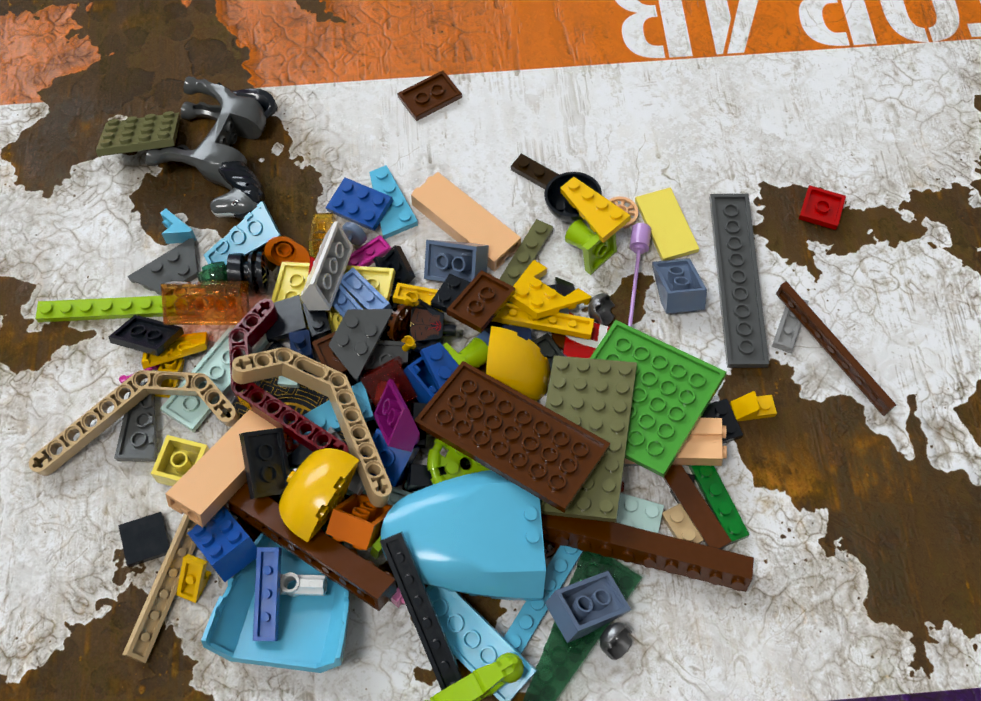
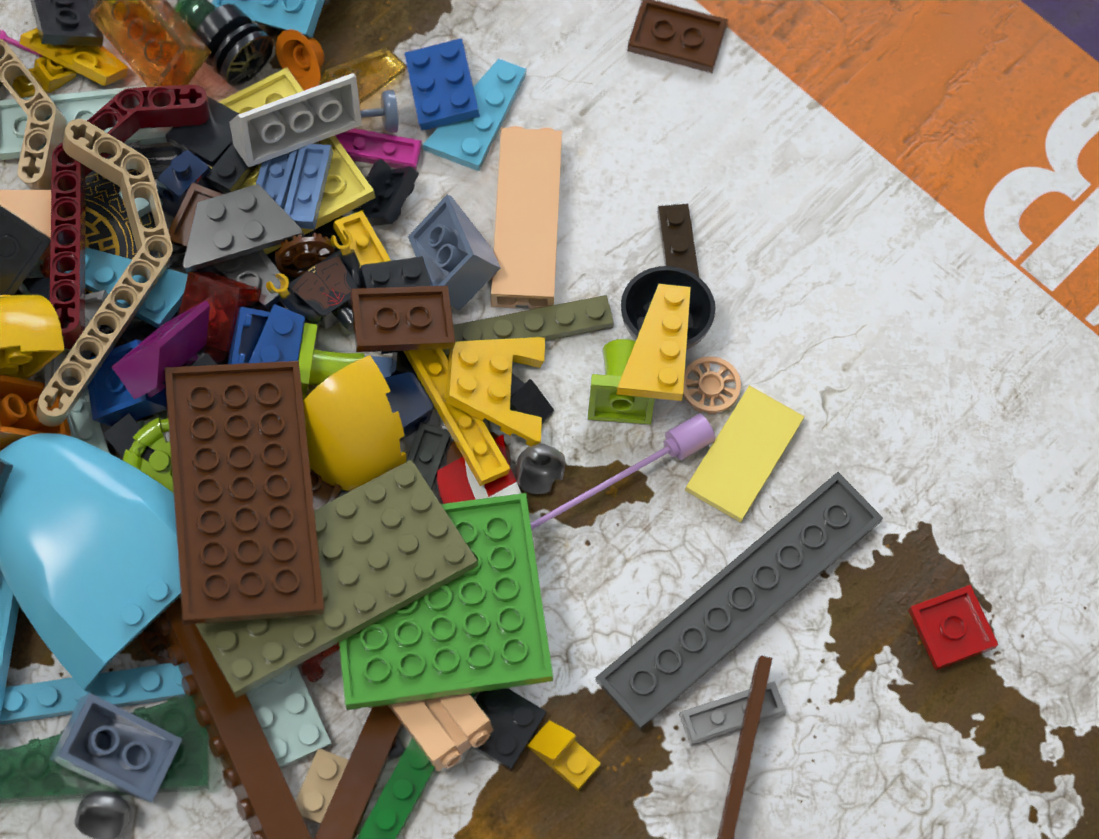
camera: 45 degrees right, 5 degrees up
(679, 286) = (661, 533): sand blue slope -> none

